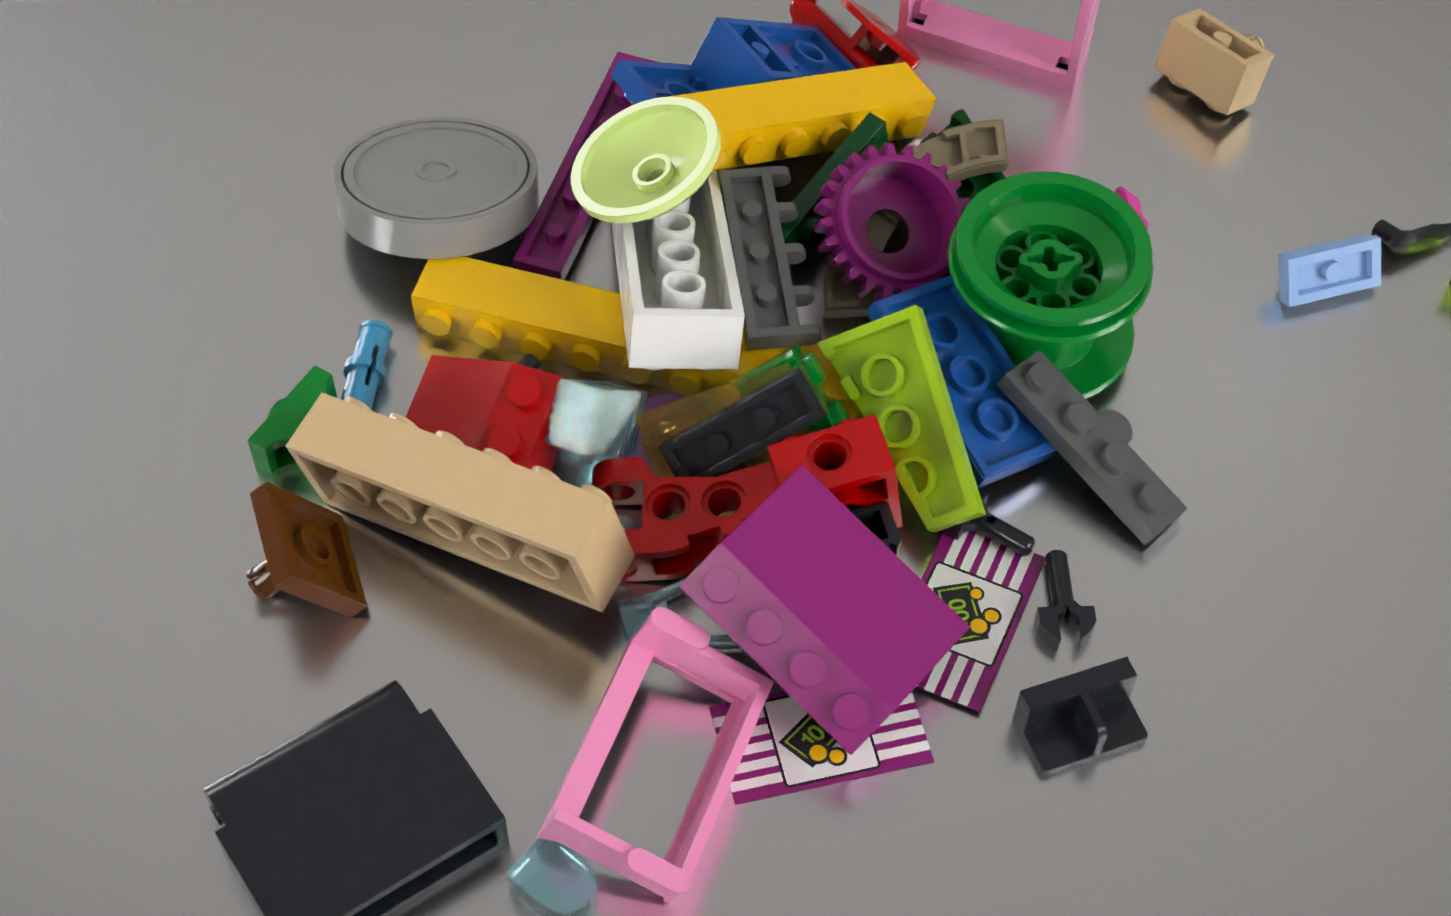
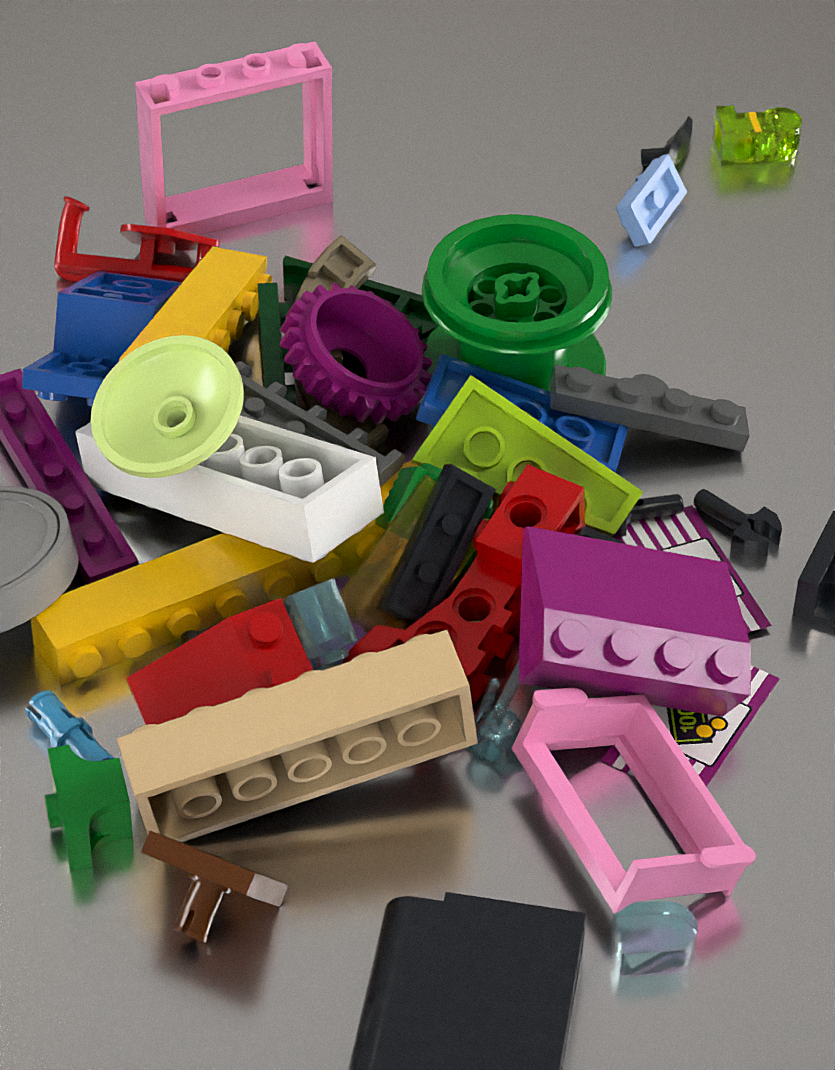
camera: 45 degrees left, 10 degrees down
(1213, 61) = (420, 114): tan brick -> none

